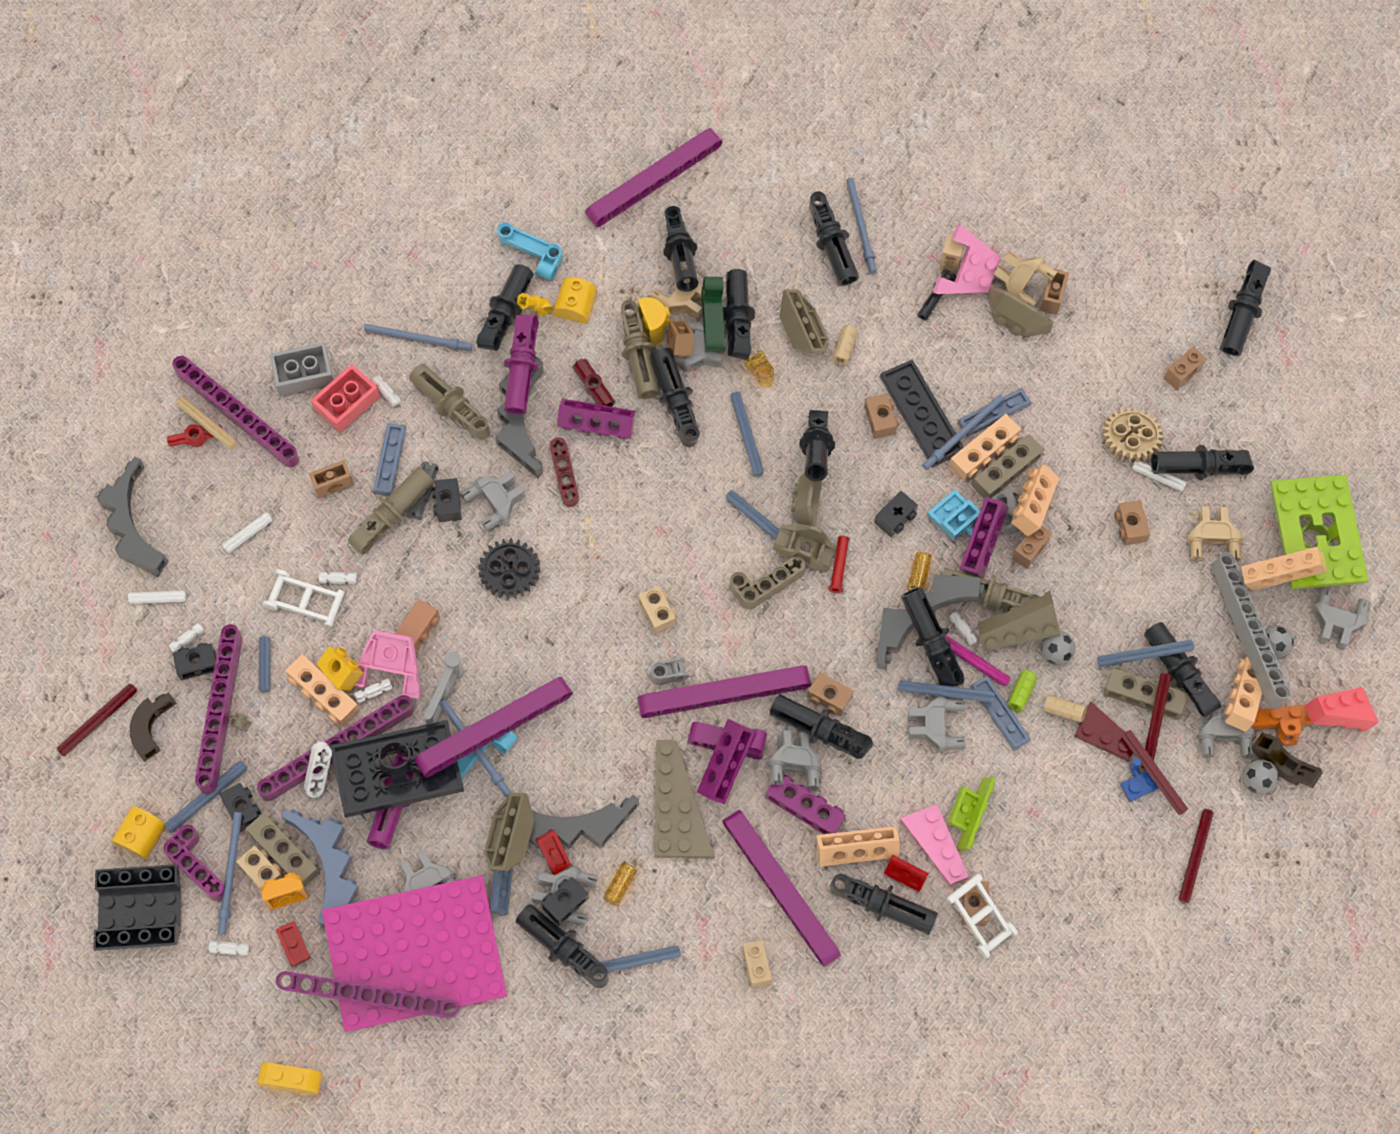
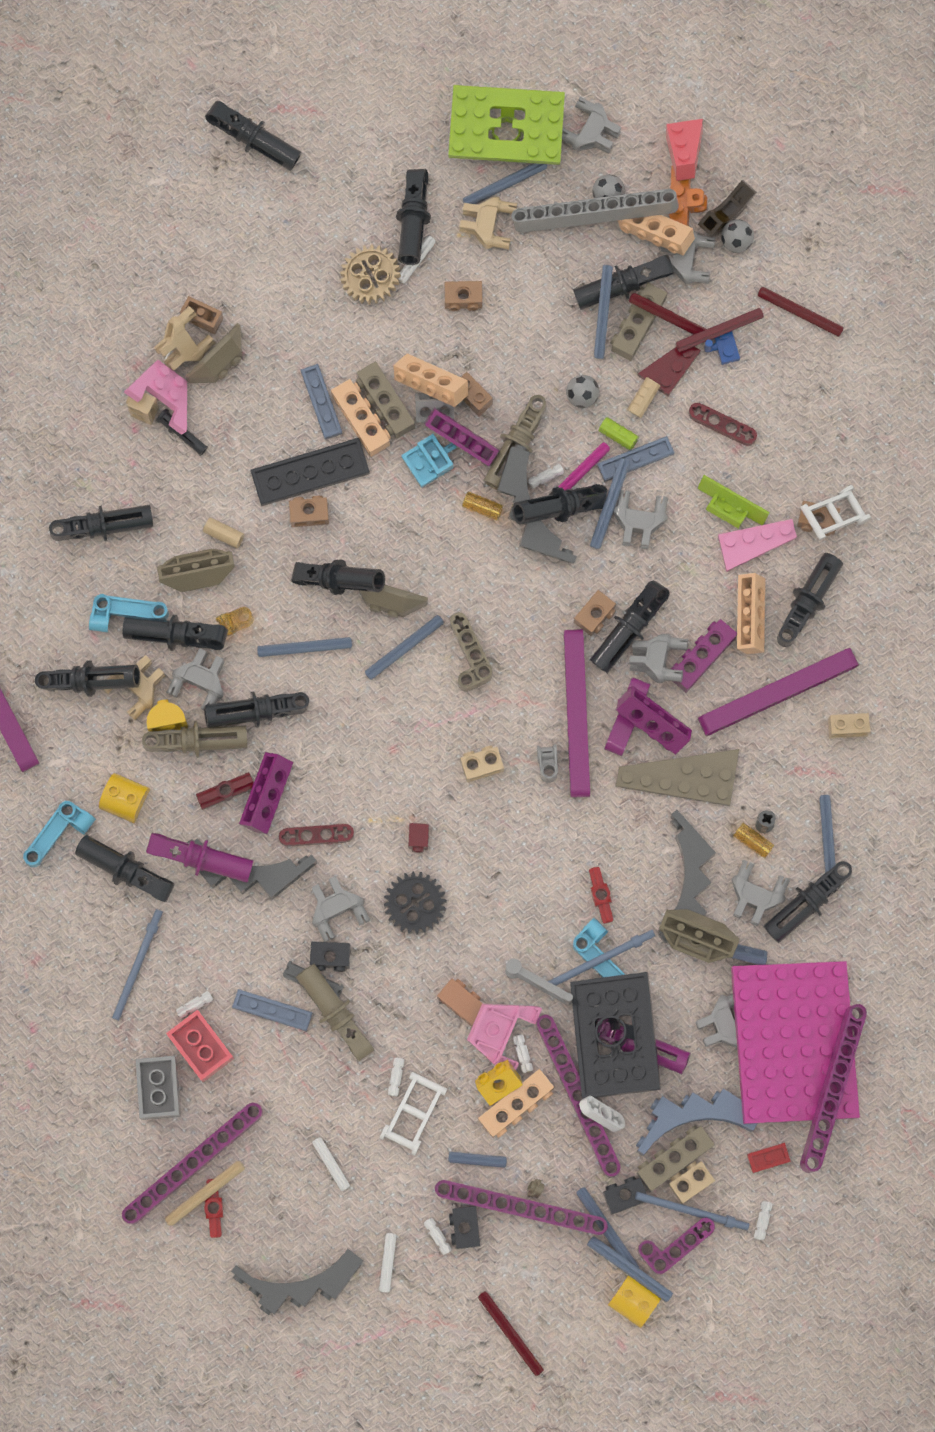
camera: 80 degrees left, 10 degrees up
(138, 907) = (715, 1304): black slope -> none
(142, 724) = (526, 1288): dark brown arch -> none
(166, 821) = (630, 1269): none -> sand blue axle
(283, 891) = (721, 1162): light orange slope -> none
(289, 1079) = (899, 1172): yellow brick -> none
(331, 479) = (289, 1070): medium nougat brick -> none
(450, 402) = (227, 933): dark tan piece -> none
(493, 727) = (586, 936): magenta beam -> none
(532, 745) = (599, 885): none -> red axle
(534, 303) = (123, 838): yellow connector -> none
(553, 852) = (715, 898): red plate -> none
(560, 912) = (767, 880): black brick -> none
(574, 562) = (418, 837): none -> dark red brick
(639, 889) = (765, 816): none -> dark grey axle
(680, 338) = (193, 693): medium nougat brick -> none
(713, 313) = (174, 657): dark green beam -> none
(742, 254) = (122, 607): none -> medium azure piece
(821, 548) = (433, 624): dark tan piece -> none
(839, 565) = (460, 580): red pin -> none
(868, 254) = (123, 490): sand blue bar -> none
(901, 505) = (419, 526): black brick -> none
(906, 873) = (781, 574): red plate -> none
(938, 454) = (362, 464): sand blue bar -> none
(1020, 624) = (558, 420): dark tan wedge -> none
(1053, 792) = (721, 426): none -> dark red beam
(1185, 368) = (307, 208): medium nougat brick -> none
(1249, 534) = (504, 183): none -> sand blue axle
(1284, 568) = (544, 165): light nougat brick -> none

